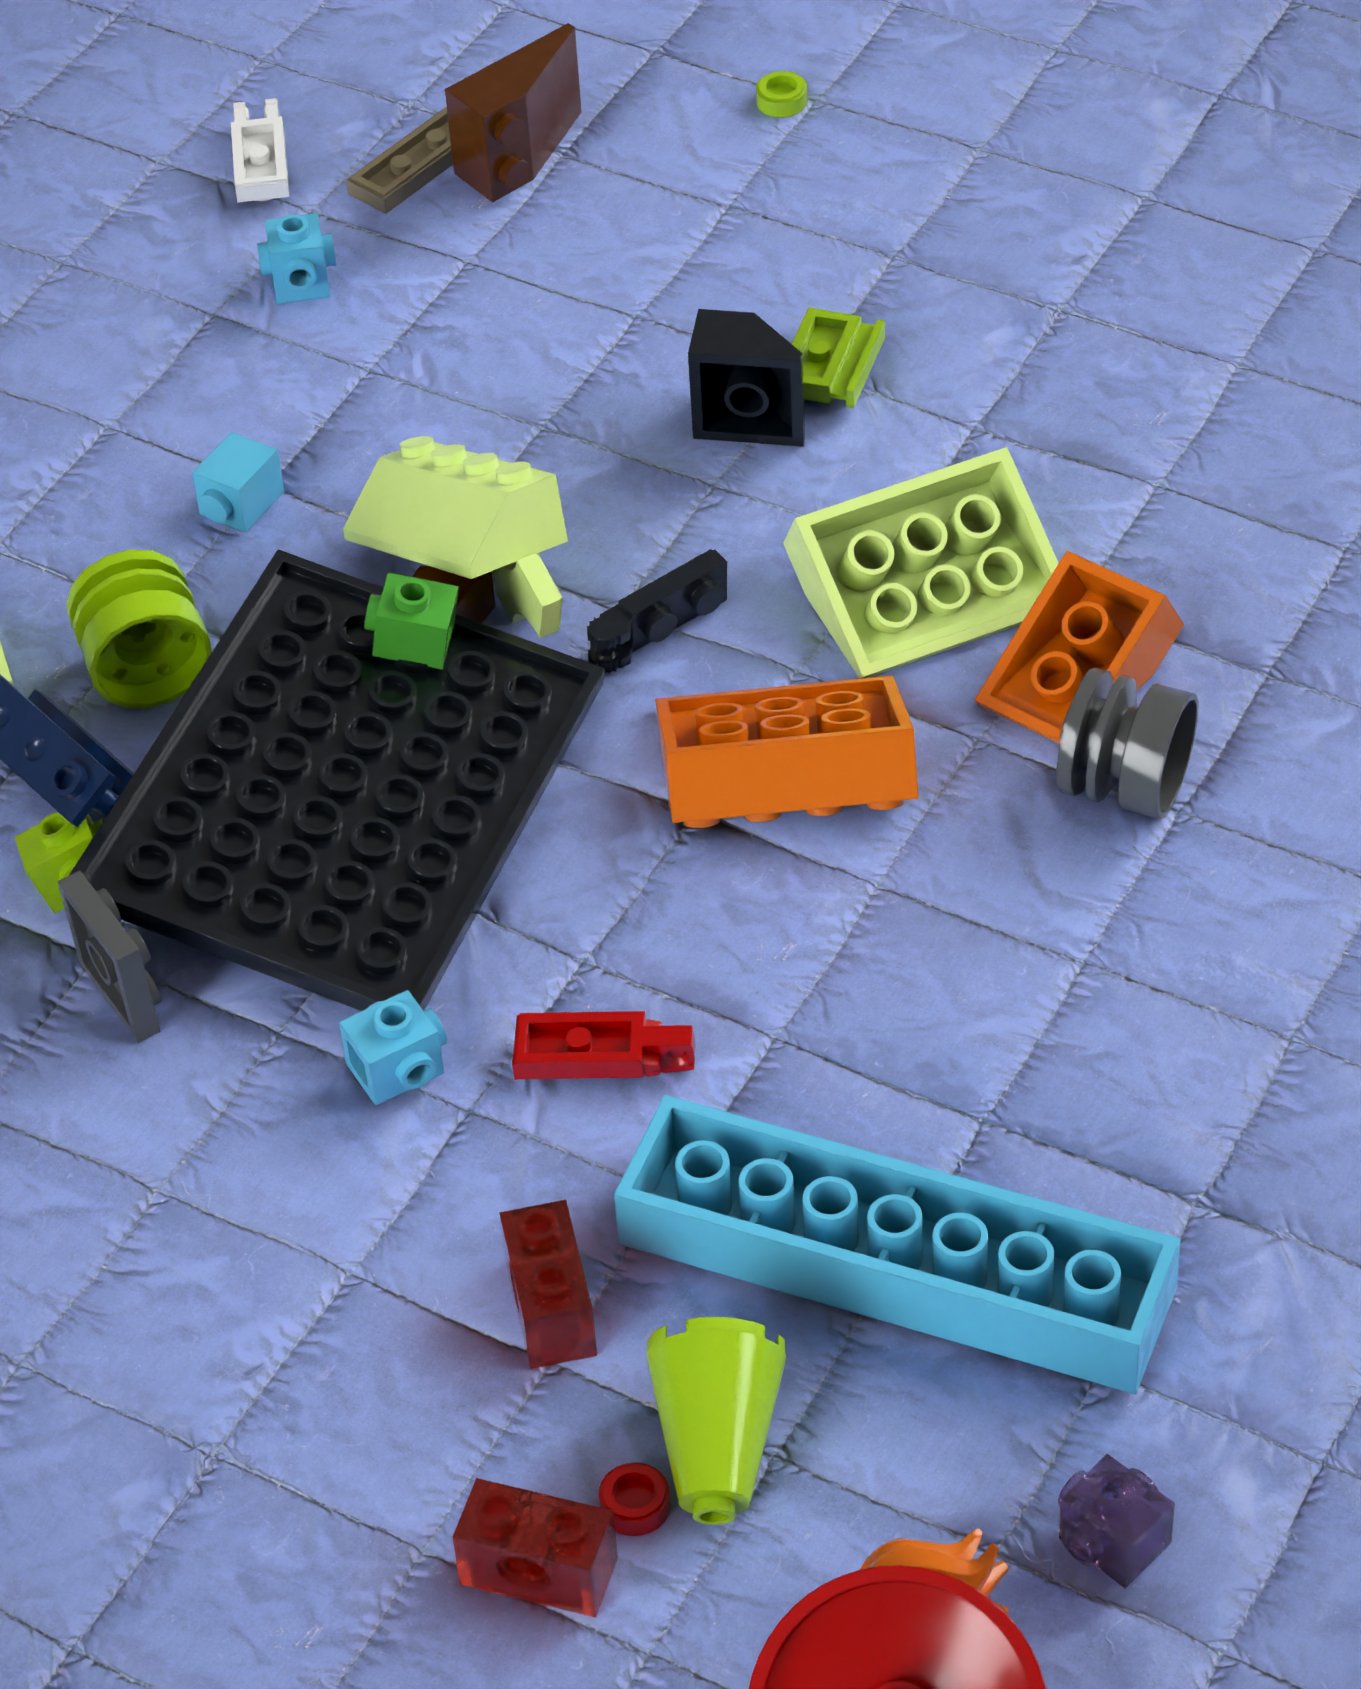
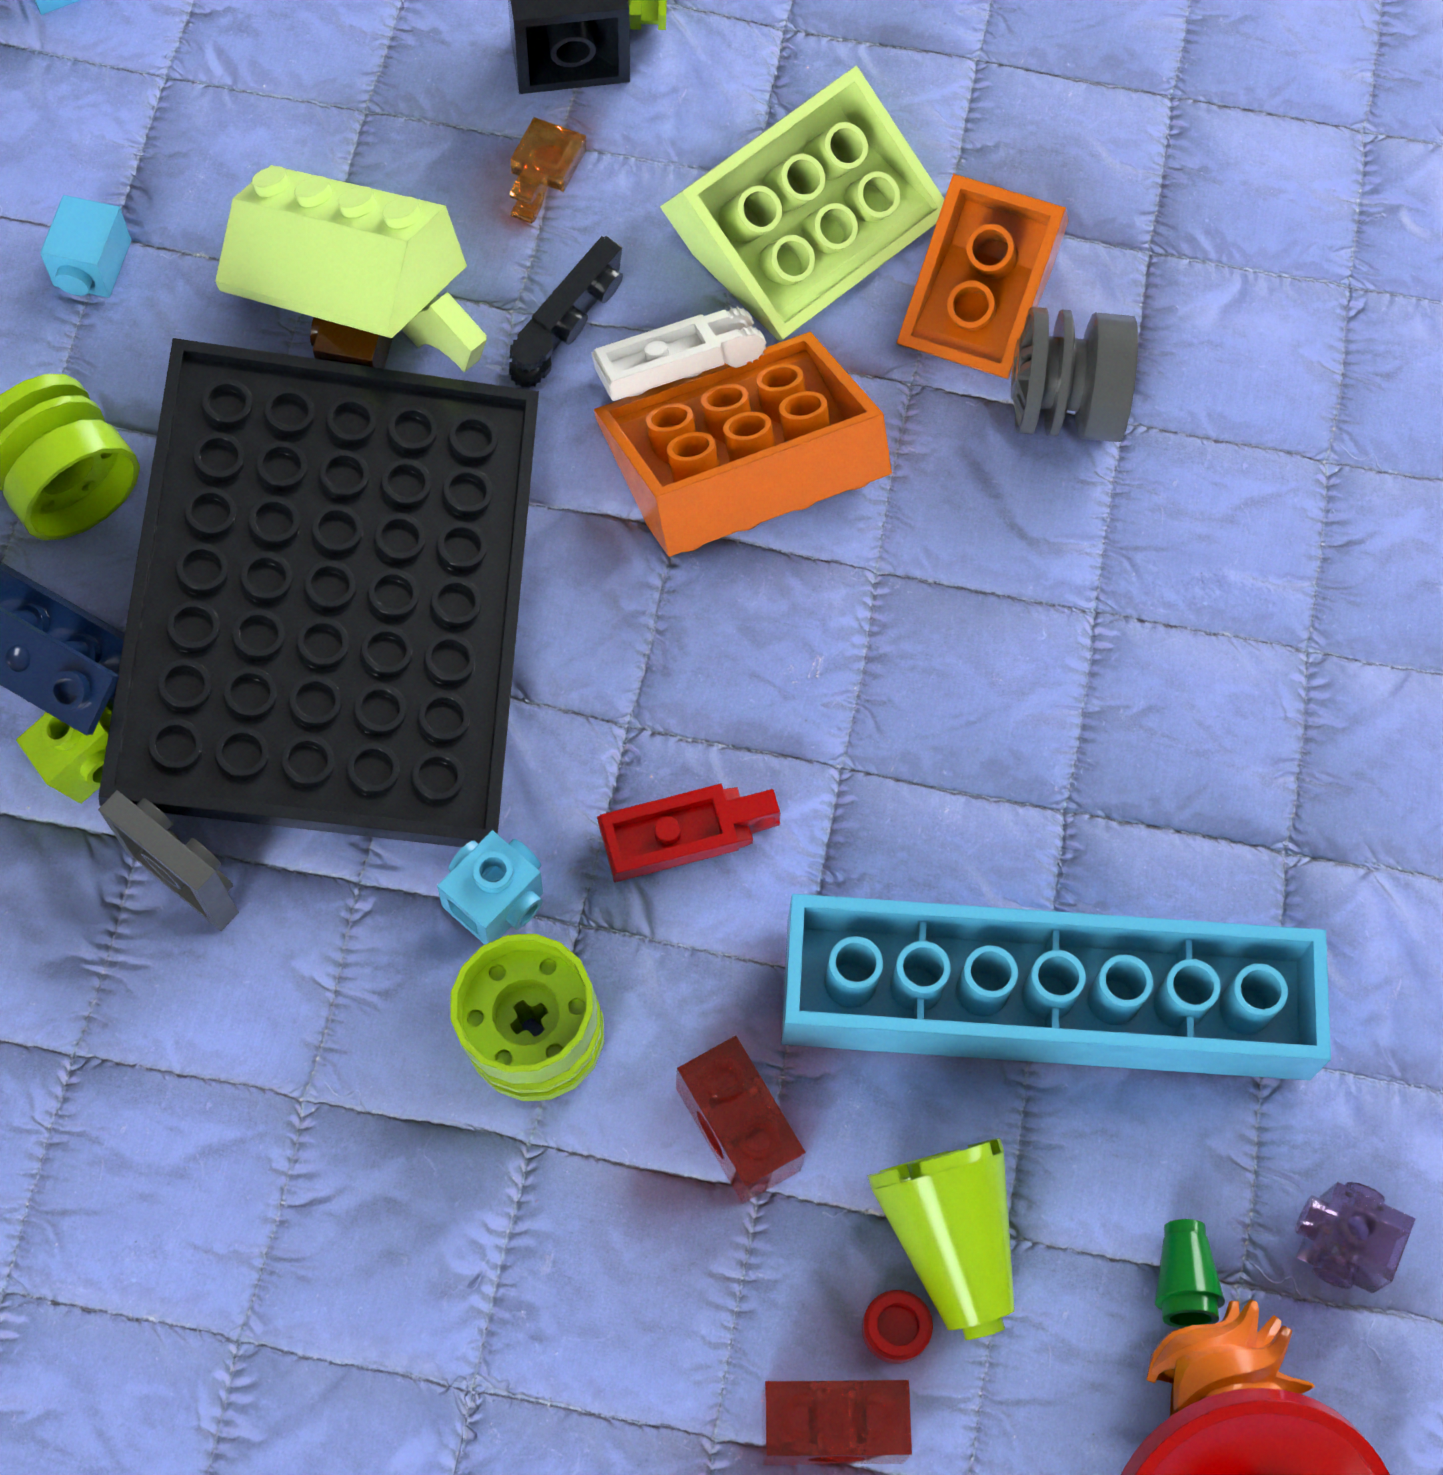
camera: 25 degrees left, 20 degrees up
(380, 1148) = (520, 981): none -> lime wheel
(412, 620) = (343, 393): bright green brick -> none
(688, 487) = (543, 160): none -> clear orange plate
(753, 662) = (678, 352): none -> white hinge
(939, 1510) = (1187, 1276): none -> green cone

